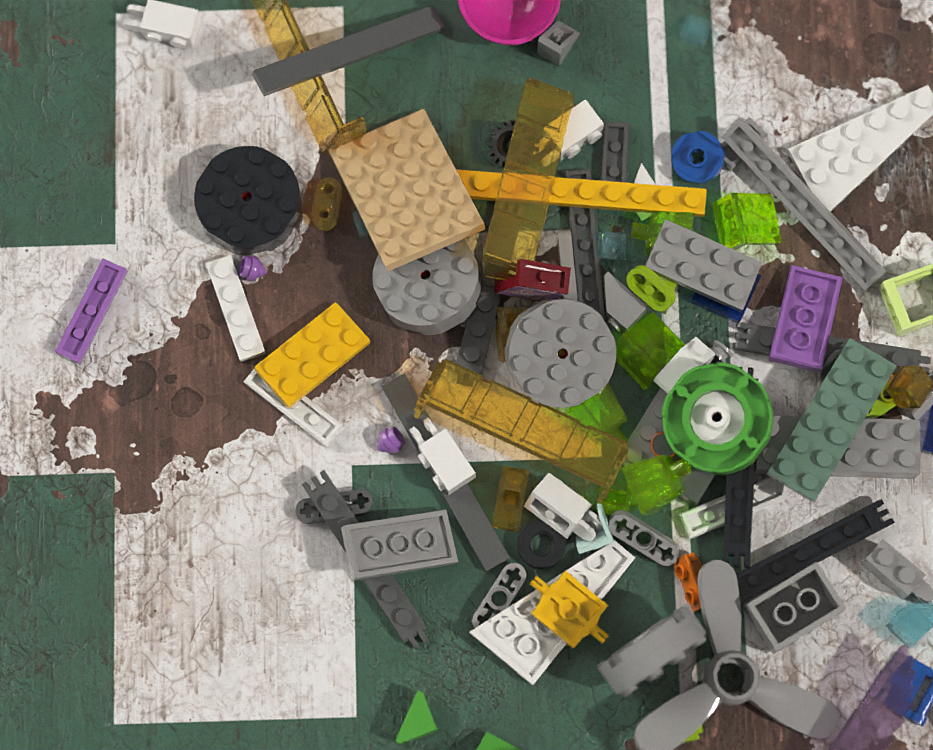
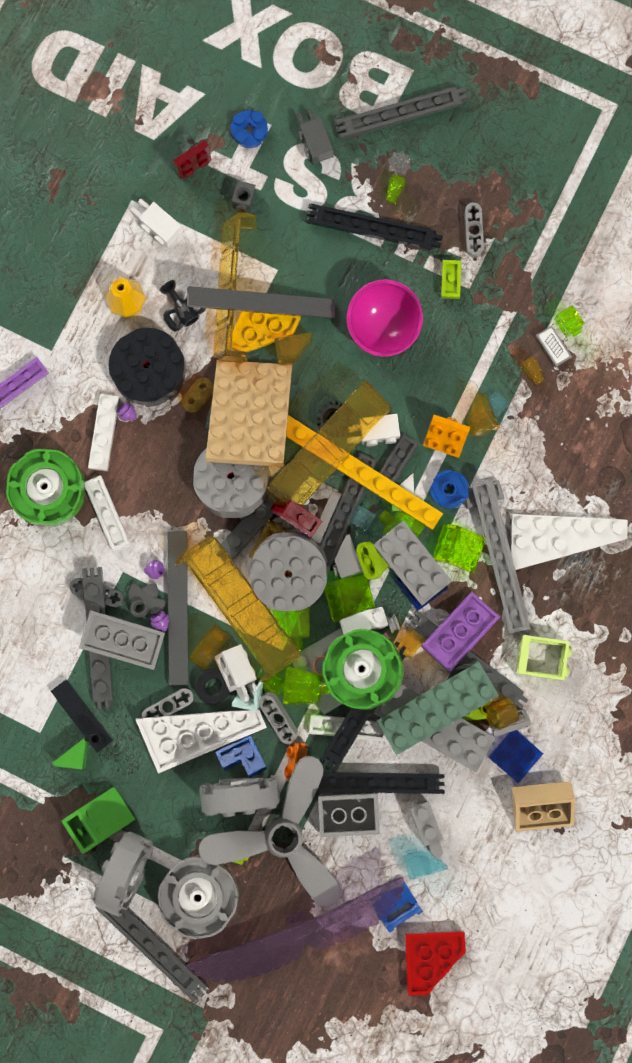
camera: 30 degrees right, 5 degrees up
(173, 132) = (125, 297): none -> yellow cone
(206, 435) = (27, 487): none -> bright green piece
(251, 108) = (186, 314): none -> black piece
(312, 355) = (134, 488): yellow plate -> none
(365, 83) = (260, 329): none -> yellow plate
(398, 667) = (81, 716): none -> black piece
(399, 480) = (147, 598): none -> dark grey plate
(412, 88) = (291, 348): none -> clear yellow slope
(432, 499) = (160, 621): none -> medium lavender plate
(443, 458) = (179, 599): white hinge -> none
(557, 42) = (401, 365): light grey slope -> none
(569, 609) = (205, 739): yellow plate -> none
(627, 601) = (245, 752): none -> plate
(659, 95) = (446, 435): none -> light orange plate
(688, 53) = (481, 417): none -> clear yellow slope
(755, 357) = (412, 641): none -> clear yellow brick

